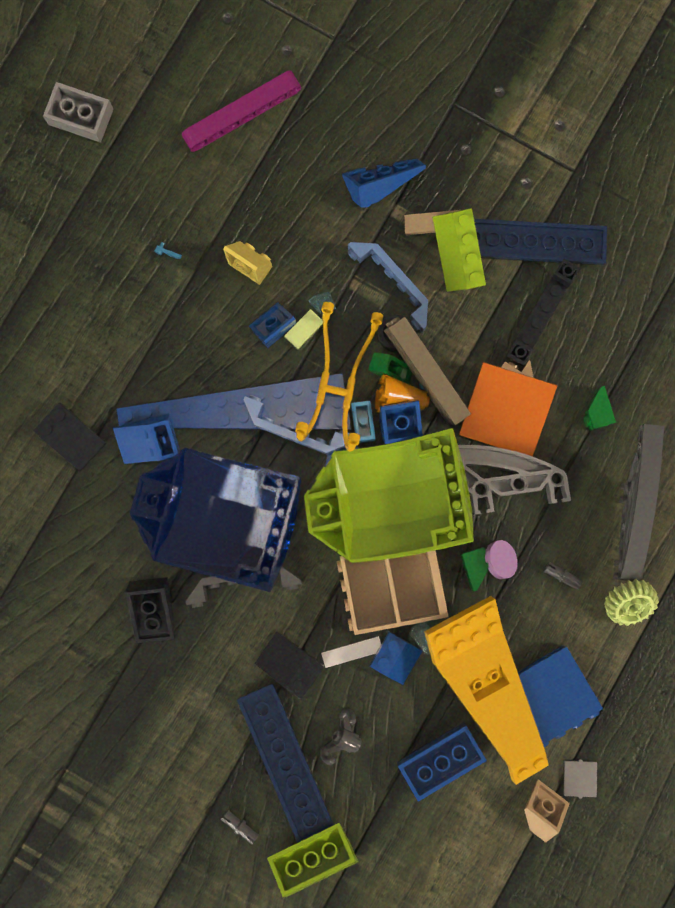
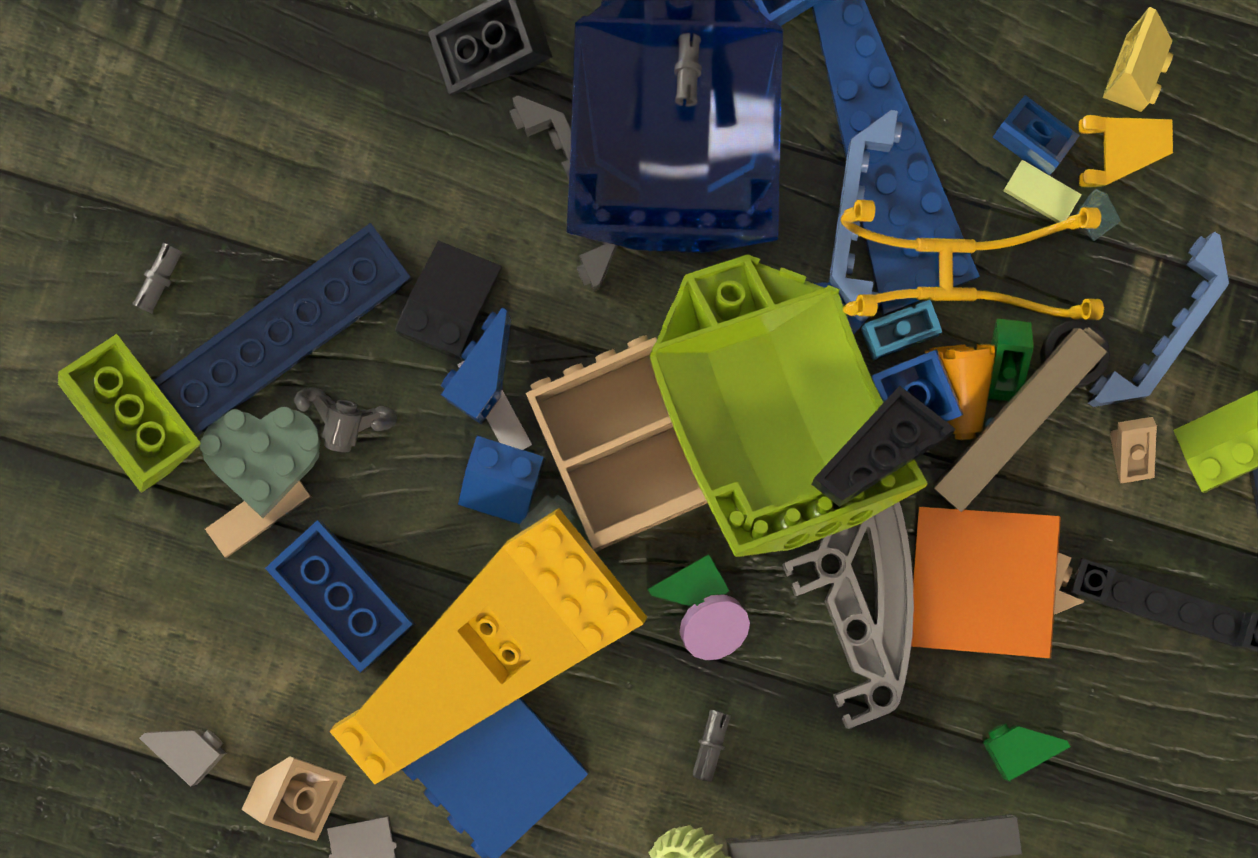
camera: 80 degrees right, 0 degrees up
(193, 504) = (687, 69): none -> dark grey pin
(289, 278) = (1127, 146): none -> yellow flag
(339, 657) = (480, 378): none -> blue slope
(352, 789) = (263, 455): none -> sand green plate
(383, 797) = (245, 524): none -> tan tile
(425, 444) = (885, 443): none -> black wing
(453, 314) = (1135, 449): none -> tan slope
(506, 867) = (186, 751): none -> light grey slope

